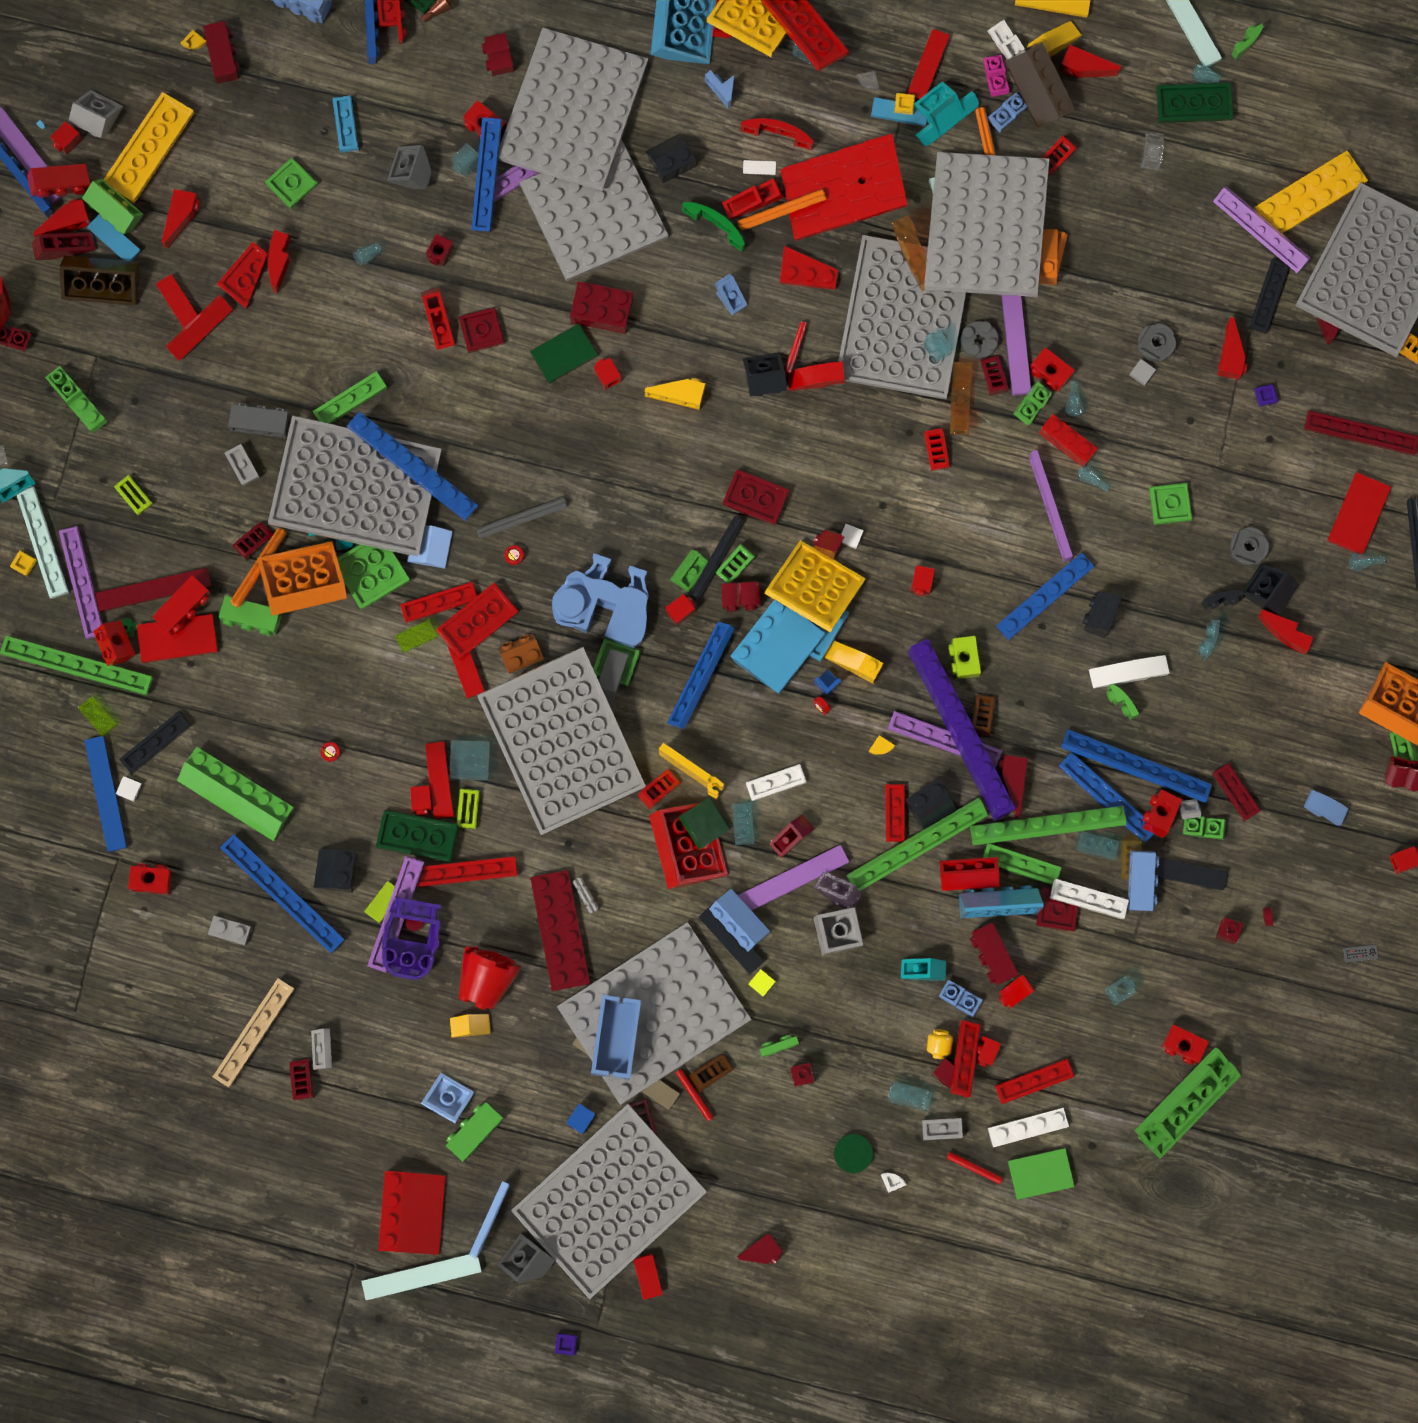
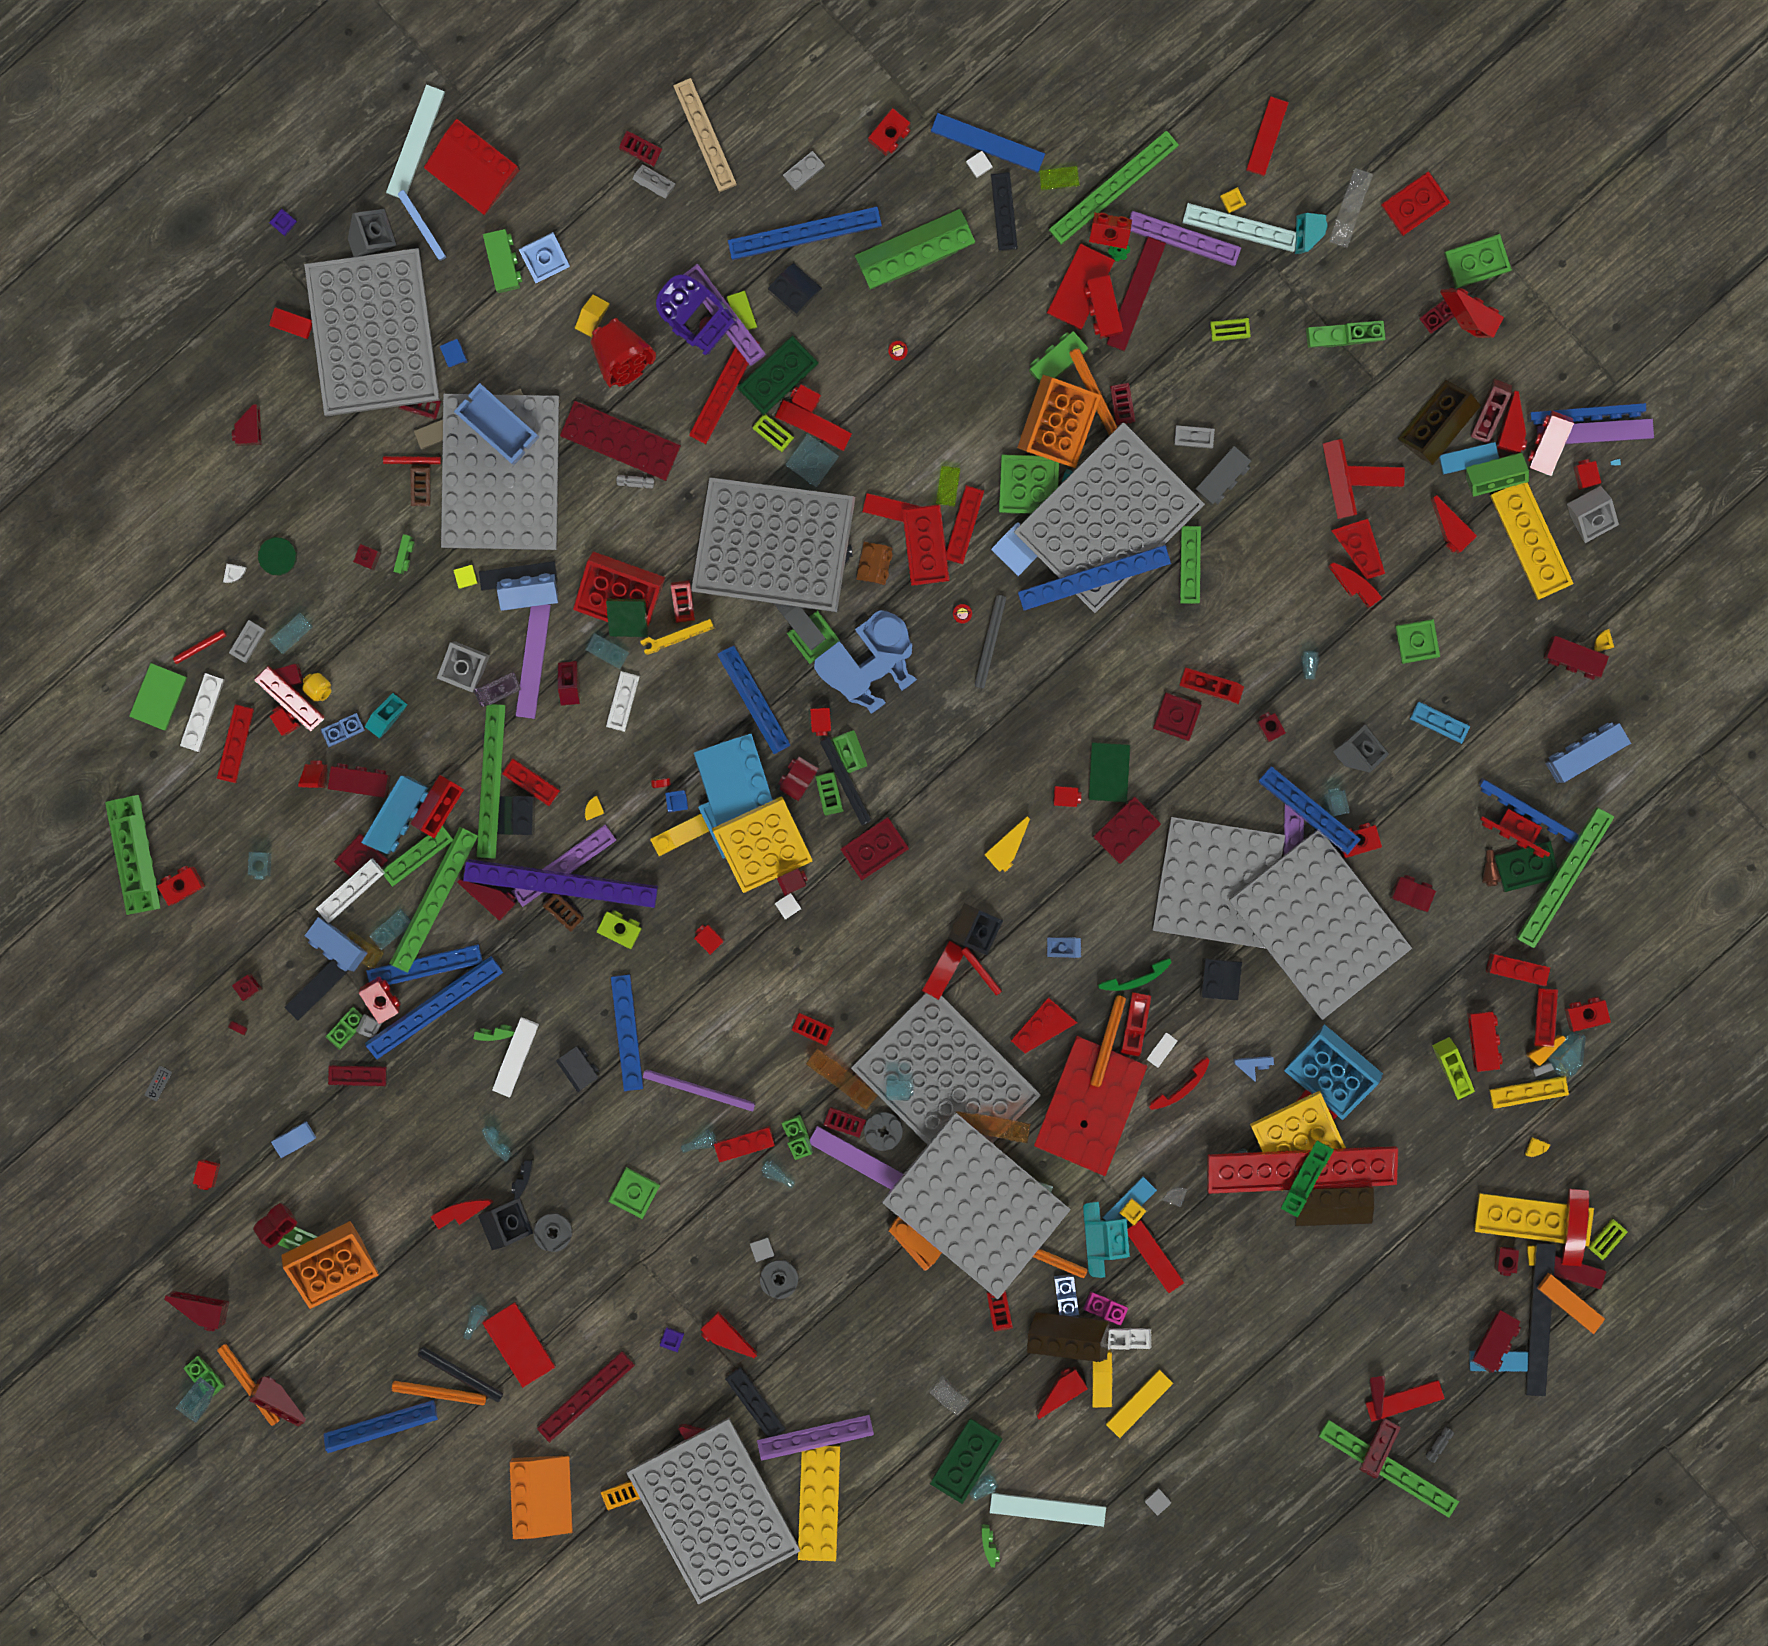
camera: 130 degrees right, 10 degrees up
(1047, 359) = (806, 1181): red brick -> none

